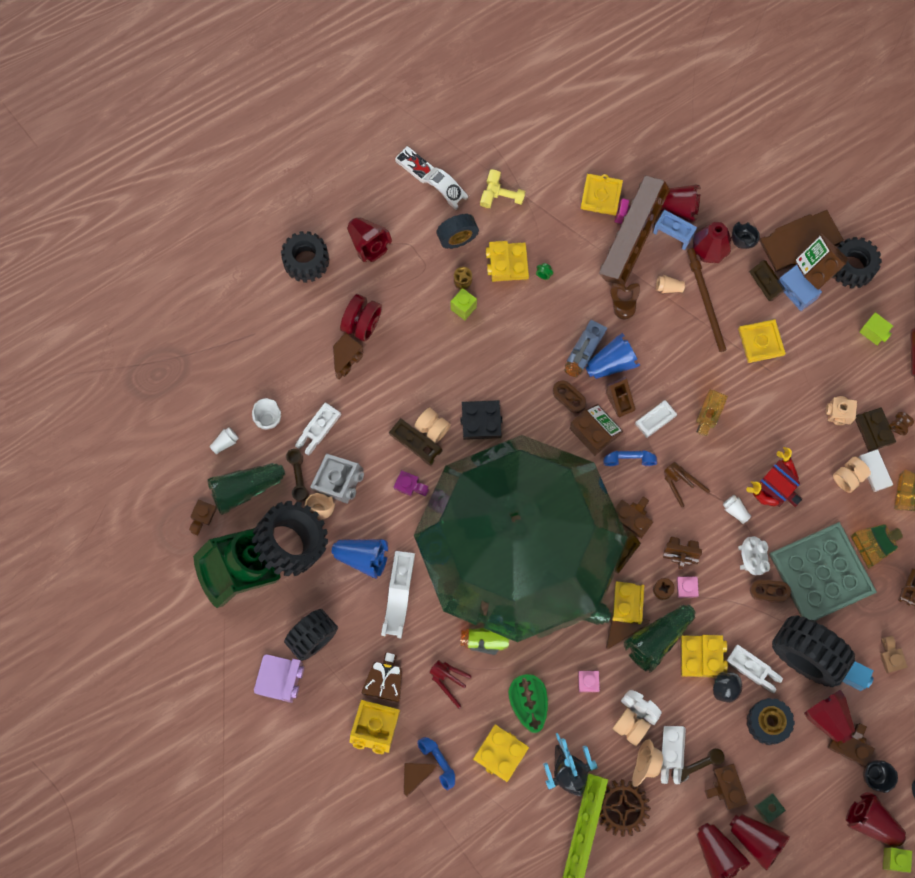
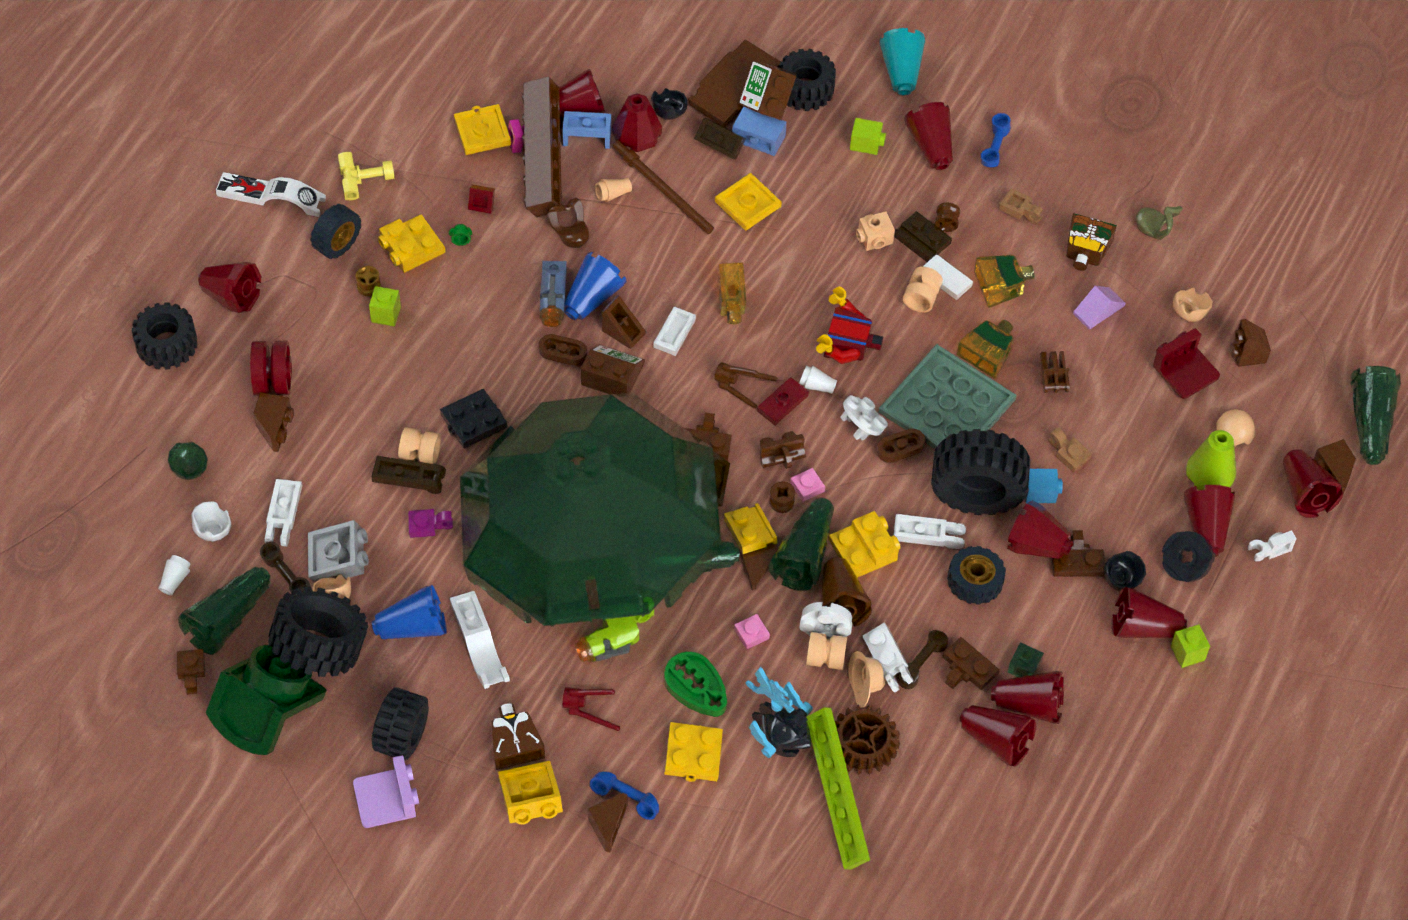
camera: 30 degrees left, 15 degrees down
(273, 360) = (187, 460): none -> clear green hair
(572, 250) = (481, 199): none -> dark red tile
(612, 459) = (689, 372): blue bar -> none
(666, 687) = (843, 588): none -> reddish brown cone
(704, 512) = (782, 401): none -> dark red plate
(727, 687) = (909, 561): black hair -> none

